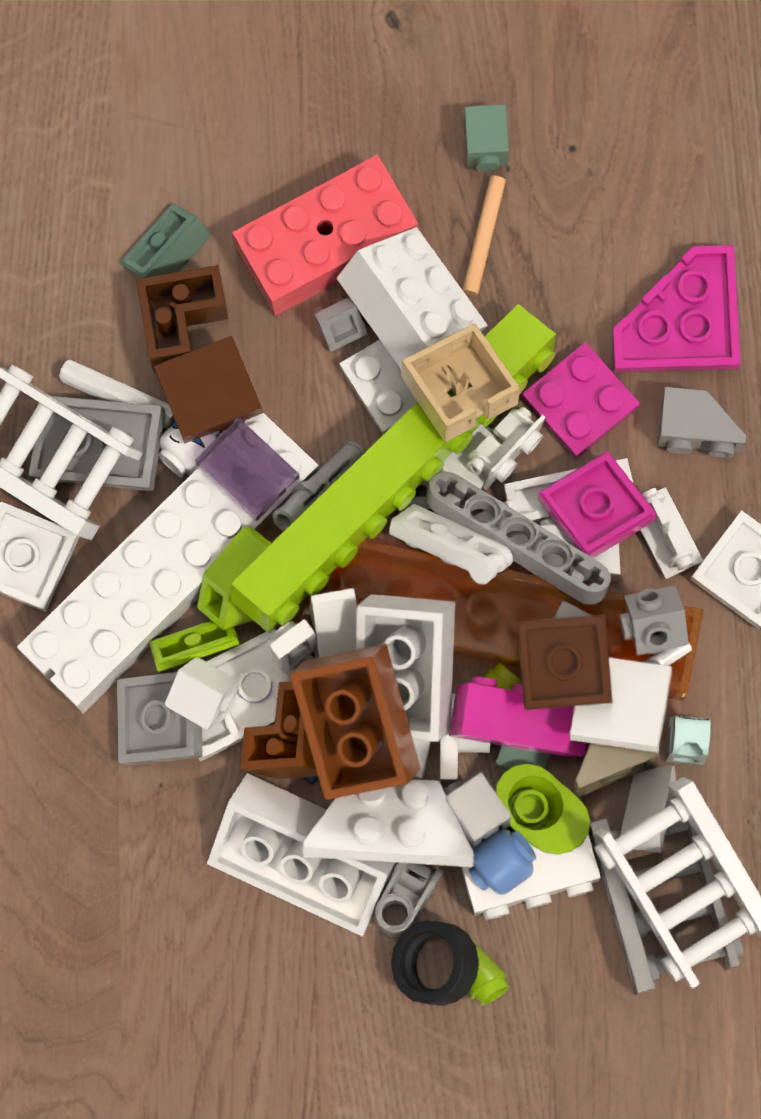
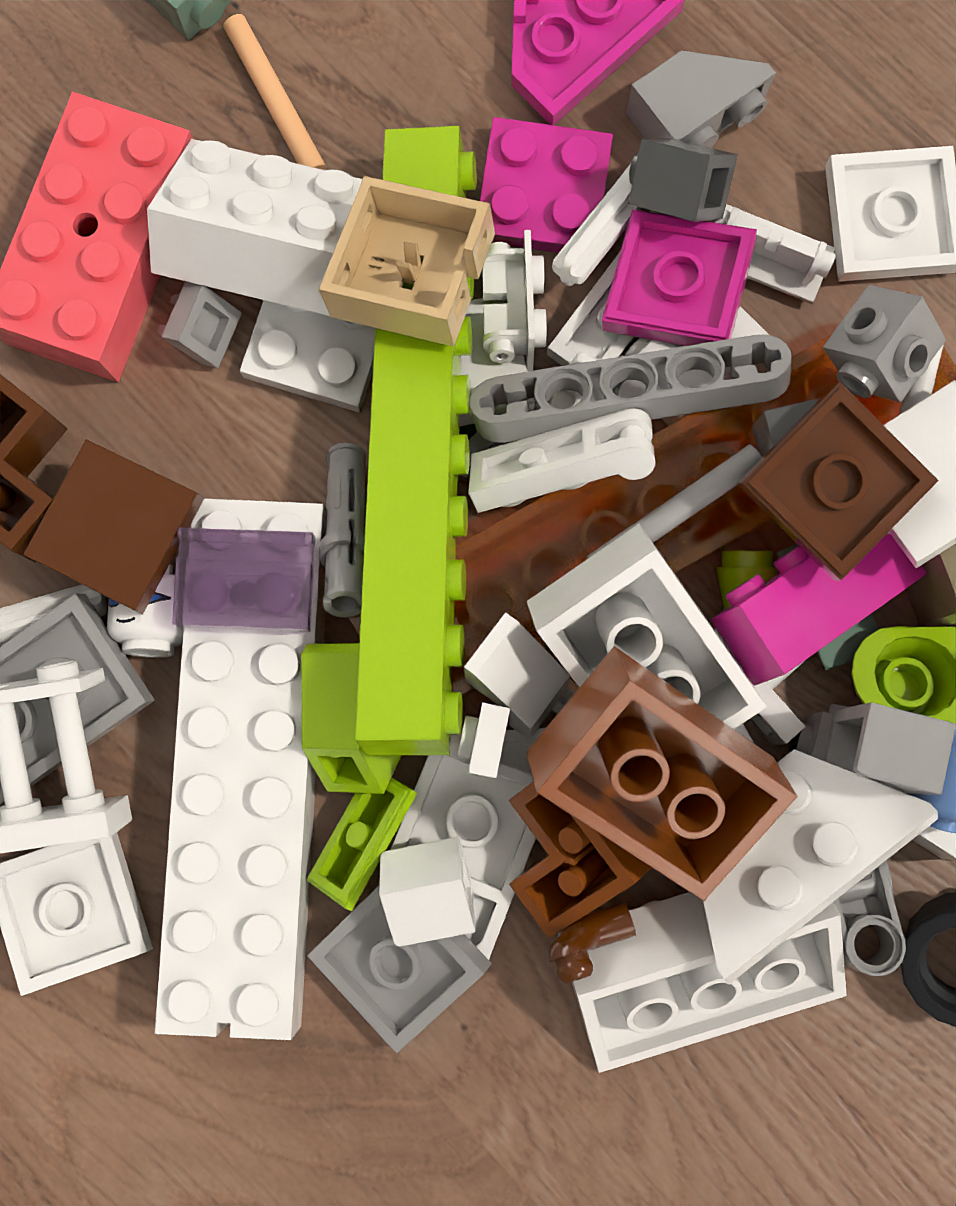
camera: 45 degrees left, 5 degrees up
(259, 780) = (588, 933): none -> reddish brown arm
(494, 616) = (695, 496): none -> light grey bar
(593, 445) = (596, 234): none -> white axle
(641, 456) = (681, 179): none -> dark grey brick

